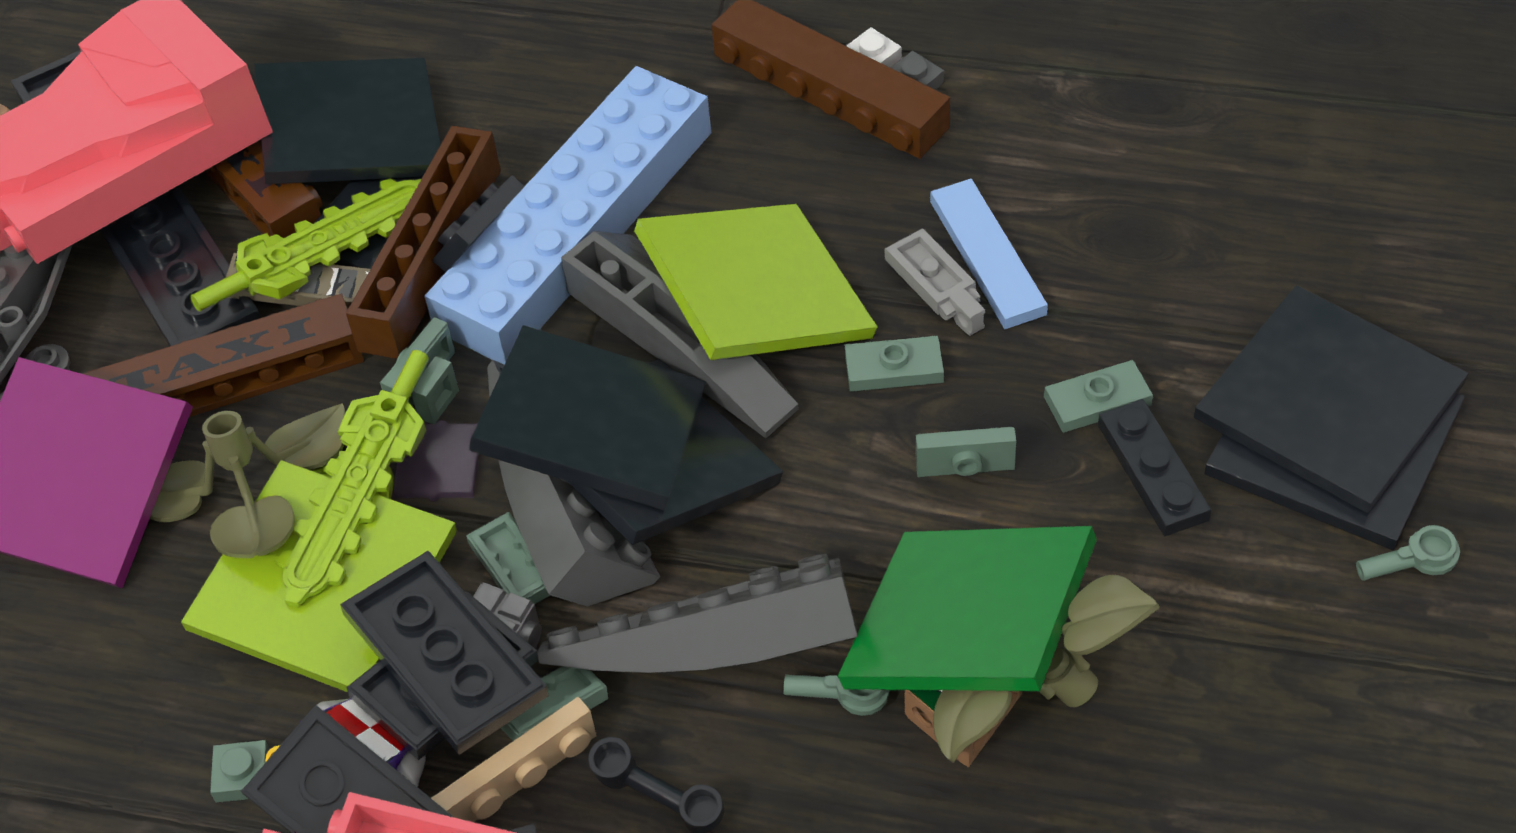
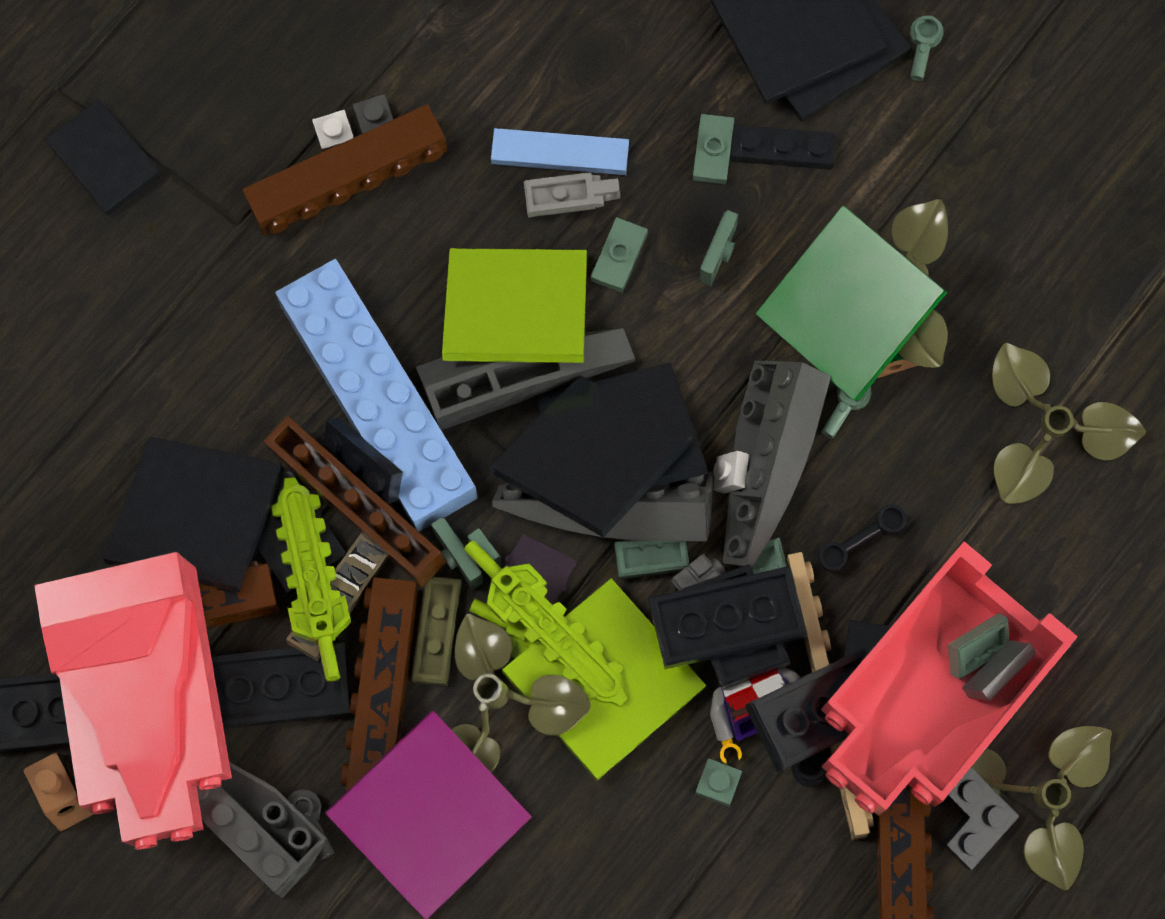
camera: 65 degrees left, 20 degrees up
(296, 398) = (436, 631): none -> olive tile
(668, 588) = (730, 472): none -> white plate

